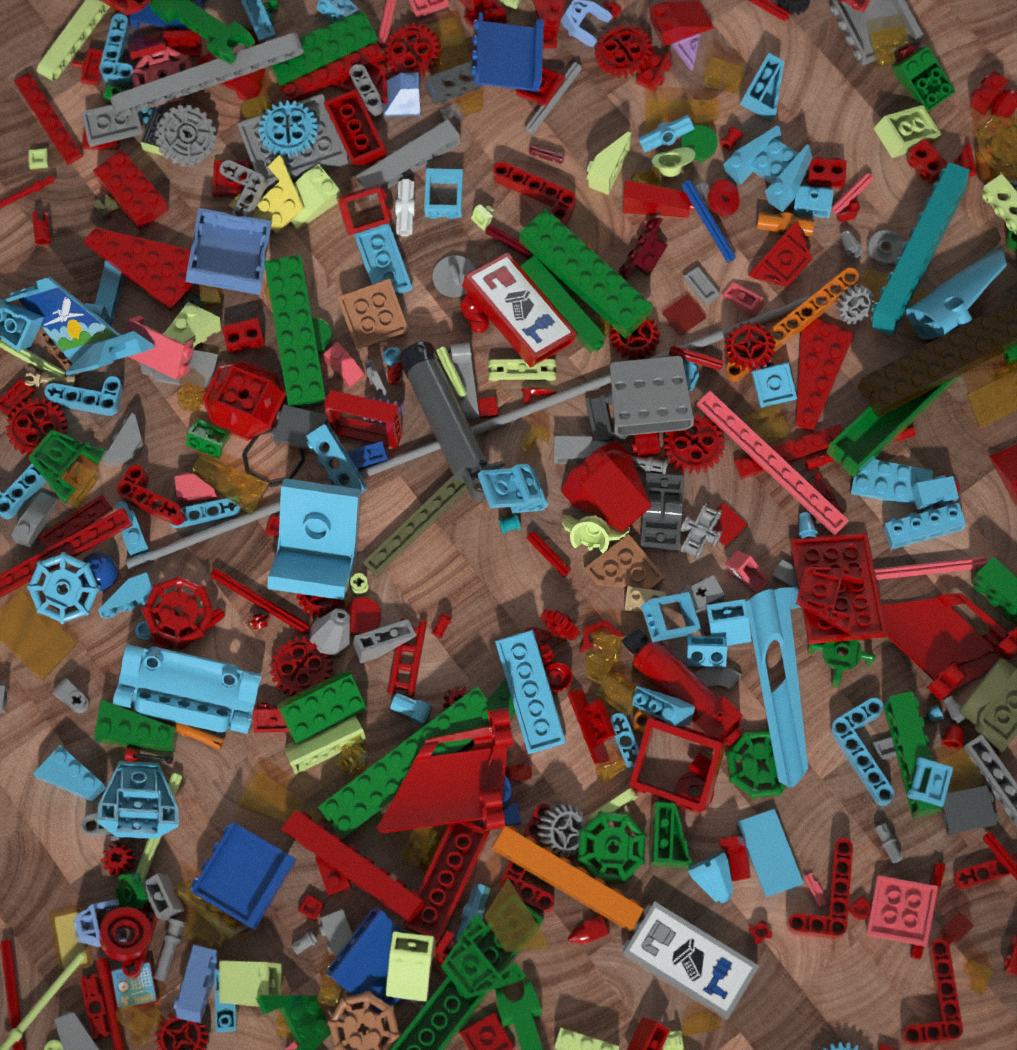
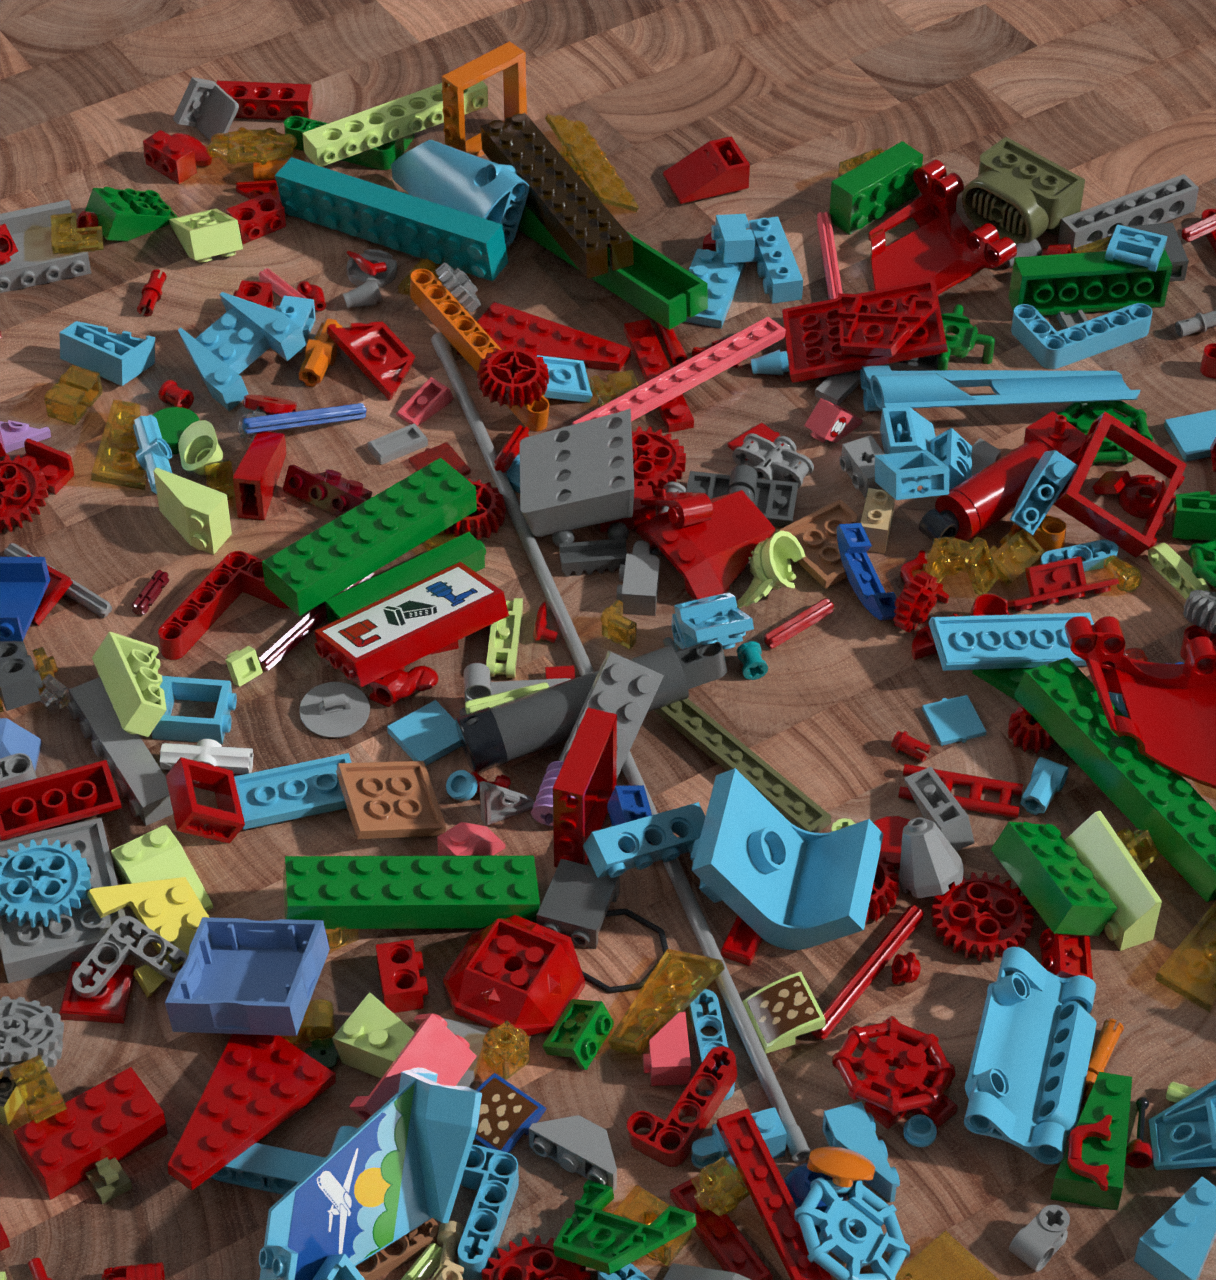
camera: 90 degrees left, 25 degrees down
(90, 513) = (719, 1187): none -> clear yellow brick
(97, 721) = (1075, 1162): none -> red helmet
(102, 579) = (841, 1164): none -> orange dish
(144, 157) = (37, 1089): none -> clear yellow pin
(150, 399) = (504, 1114): none -> slope
(224, 551) = (783, 1012): none -> slope
(428, 431) = (624, 690): none -> light grey plate
(437, 330) = (426, 733): none -> medium azure tile
(449, 152) = (131, 682): none -> yellowish green wedge
(470, 655) = (954, 720): none -> medium azure piece
(591, 593) = (853, 549): none -> blue slope
(624, 461) = (684, 507): none -> red door
(838, 106) = (151, 292): none -> red pin
(875, 245) = (367, 266): none -> red bar

